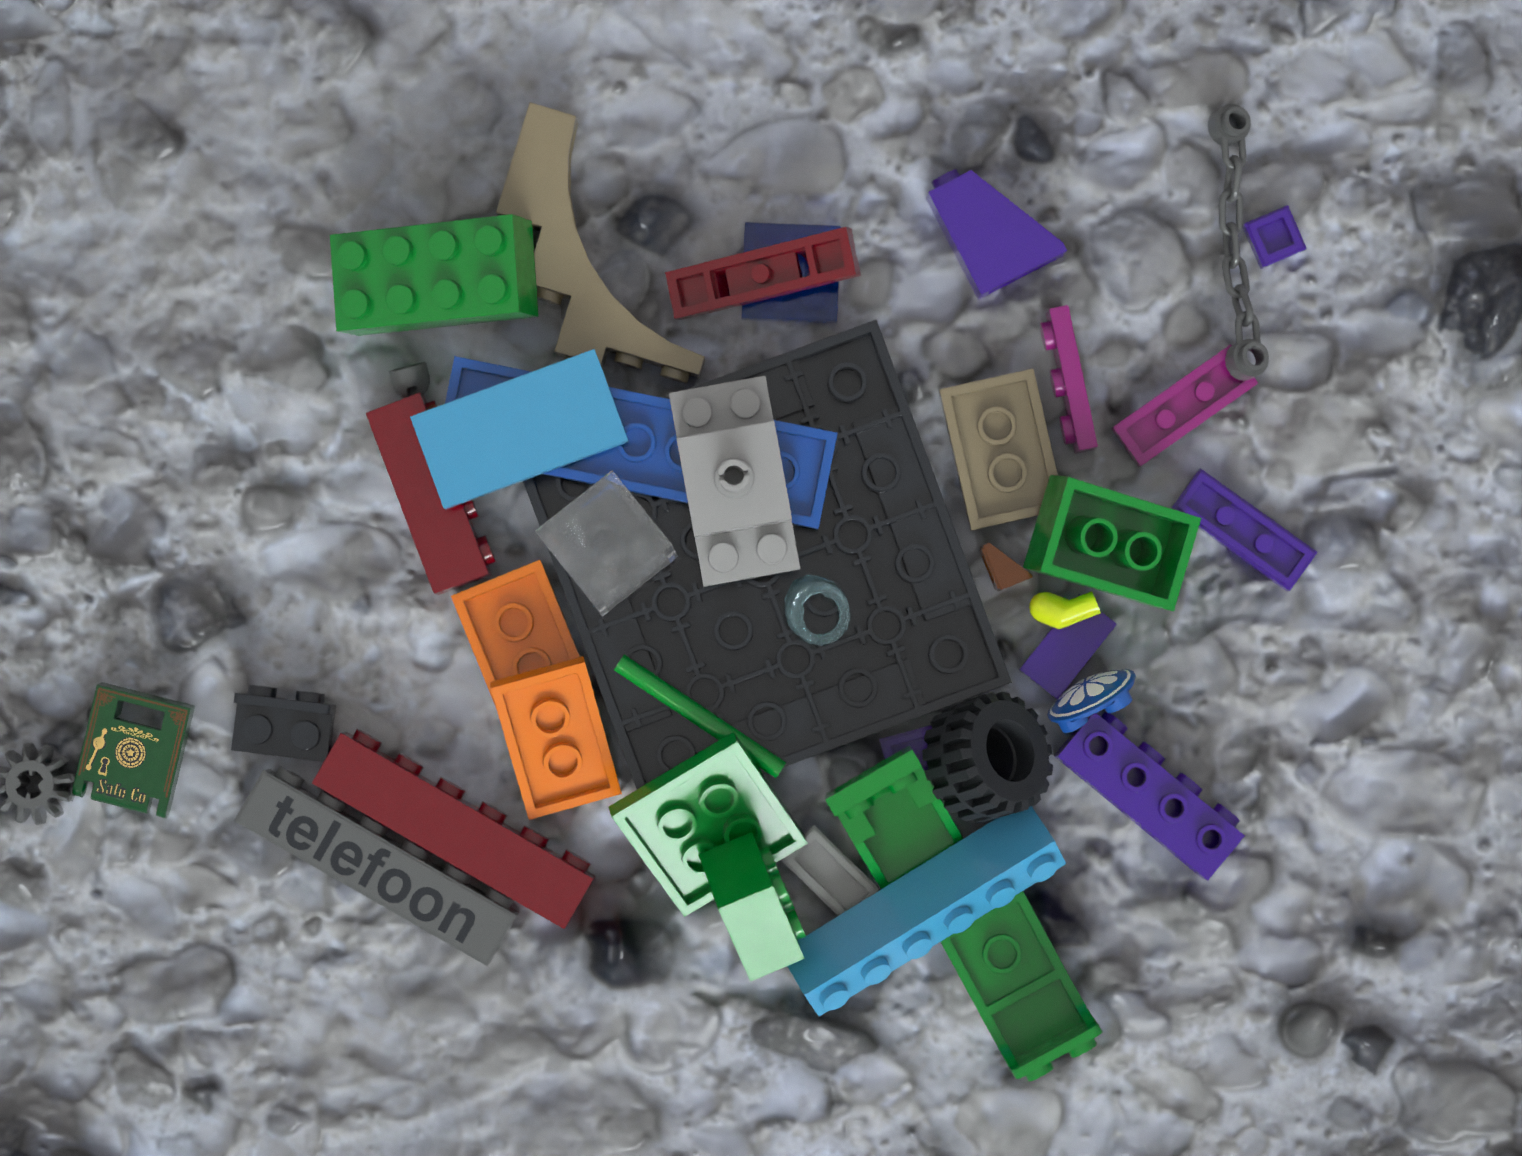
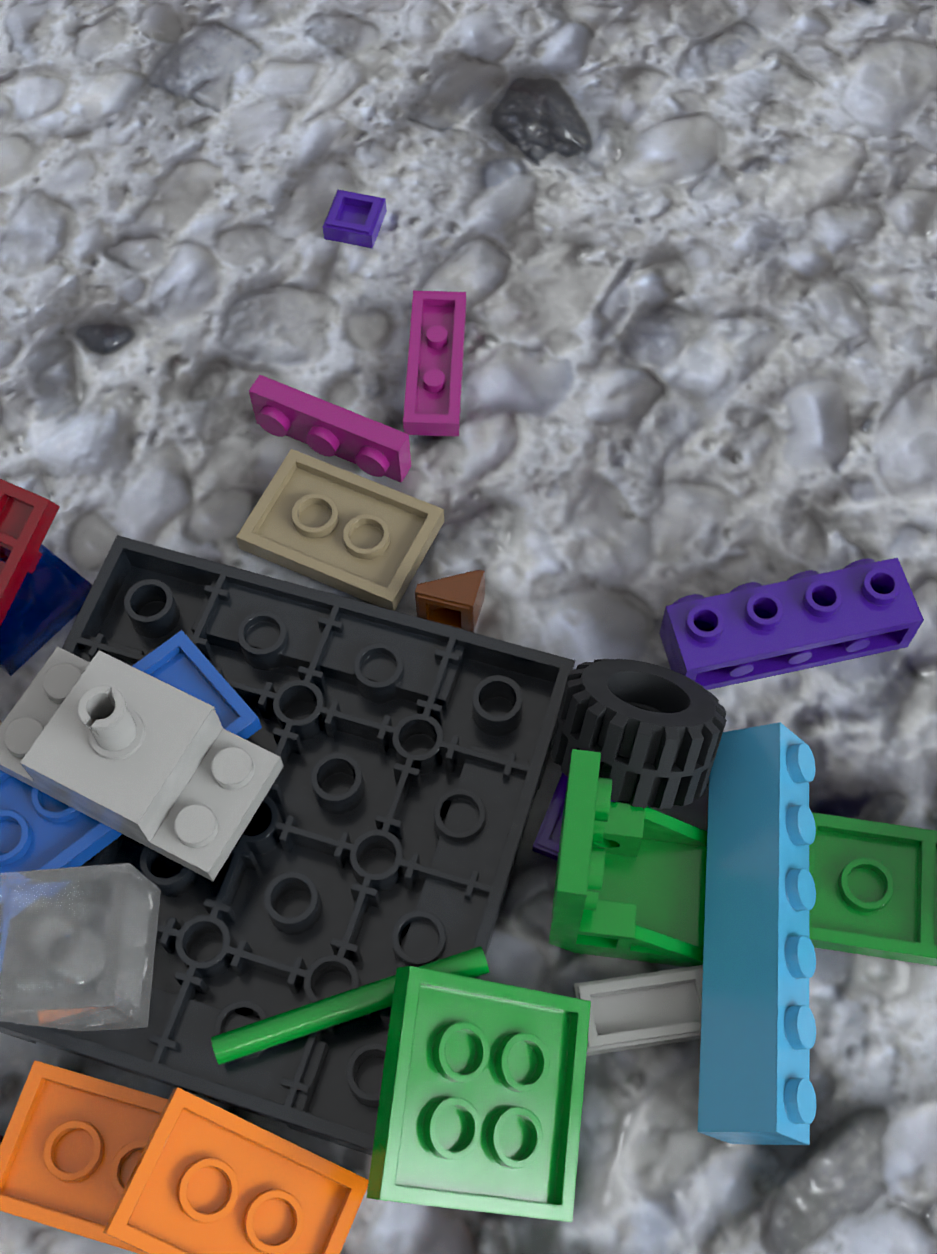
camera: 50 degrees left, 25 degrees down
(754, 905) = (622, 1111): brick -> none
(799, 592) = (322, 807): clear light blue piece -> none
(989, 232) = (140, 404): dark purple slope -> none
(1062, 612) = (540, 578): neon yellow arm -> none
(1065, 653) = (579, 604): dark purple tile -> none
(1090, 695) = (646, 597): blue dish -> none
(1112, 542) = (507, 480): green brick -> none
(1226, 136) = (435, 276): dark grey piece -> none
(1245, 530) = (587, 394): dark purple tile -> none

